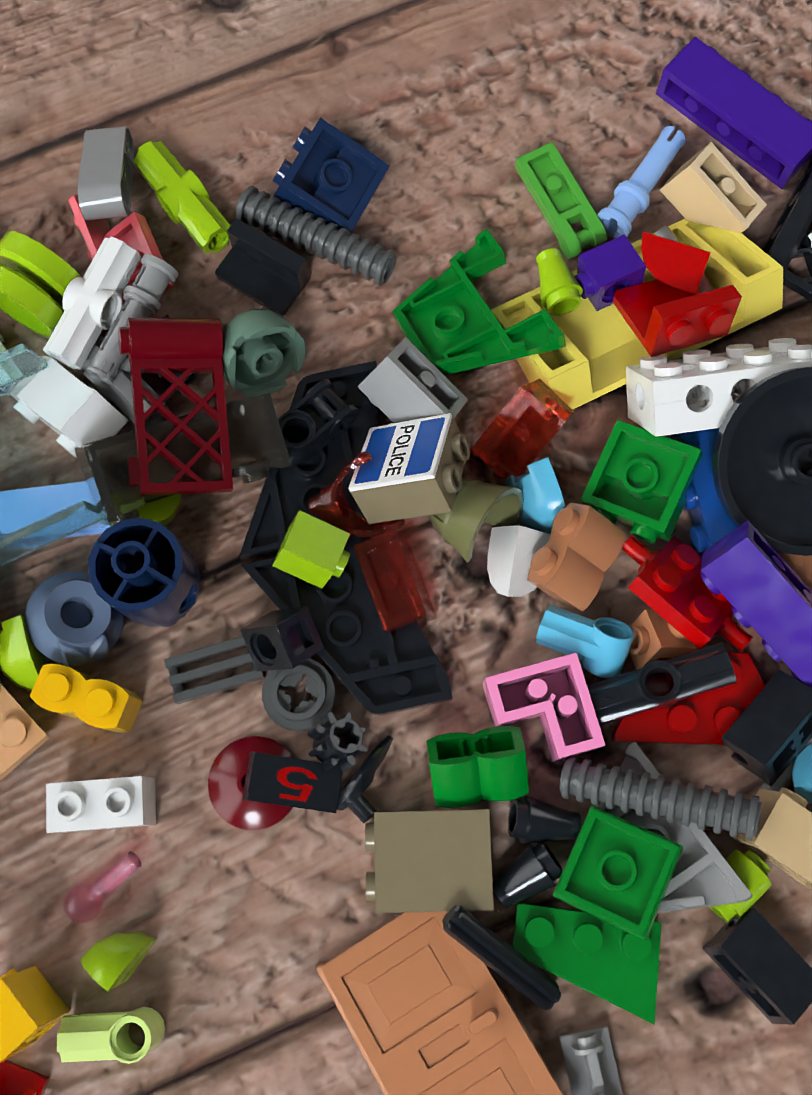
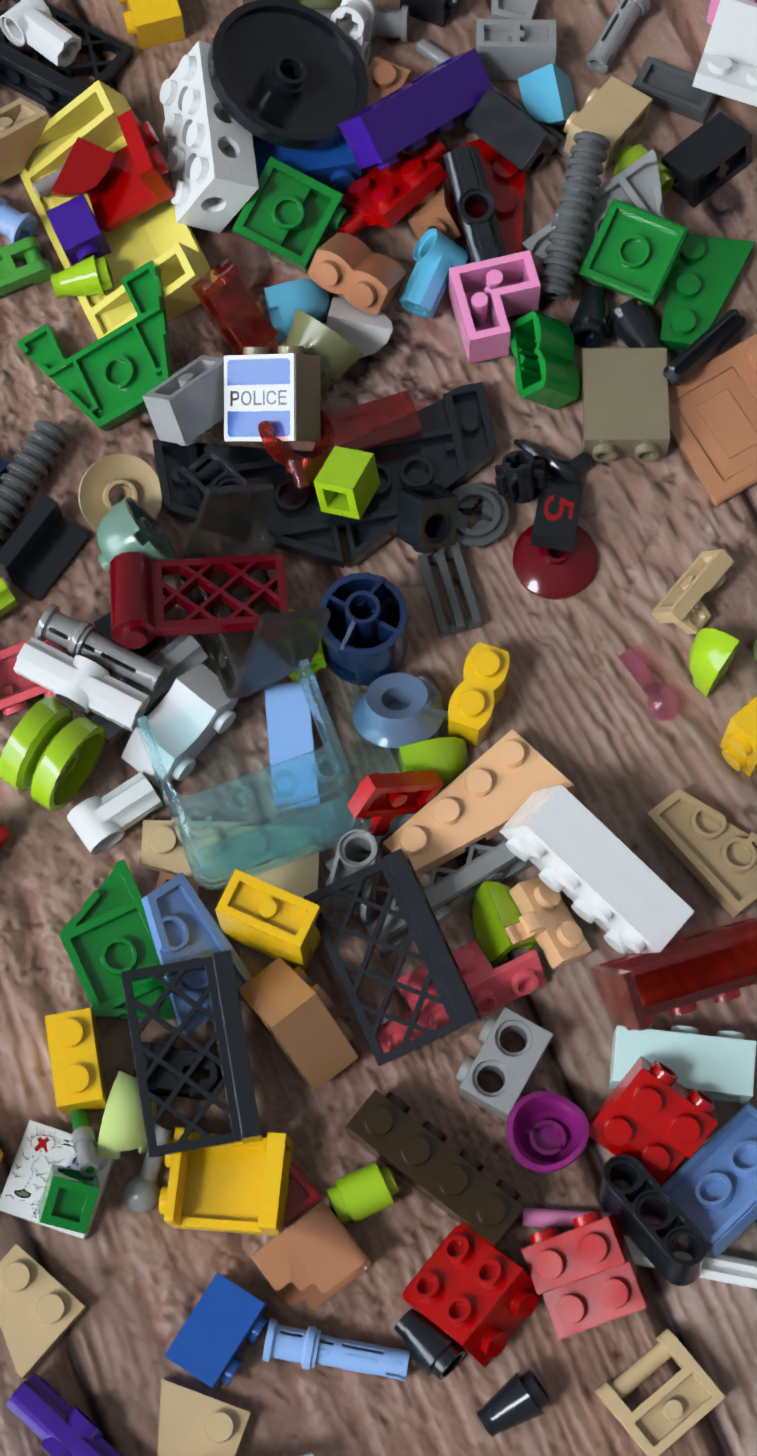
camera: 90 degrees left, 5 degrees down
(100, 804) = (577, 677): white brick -> none
(211, 942) = (683, 601): none -> tan hinge
(308, 314) = (123, 471): none -> tan dish

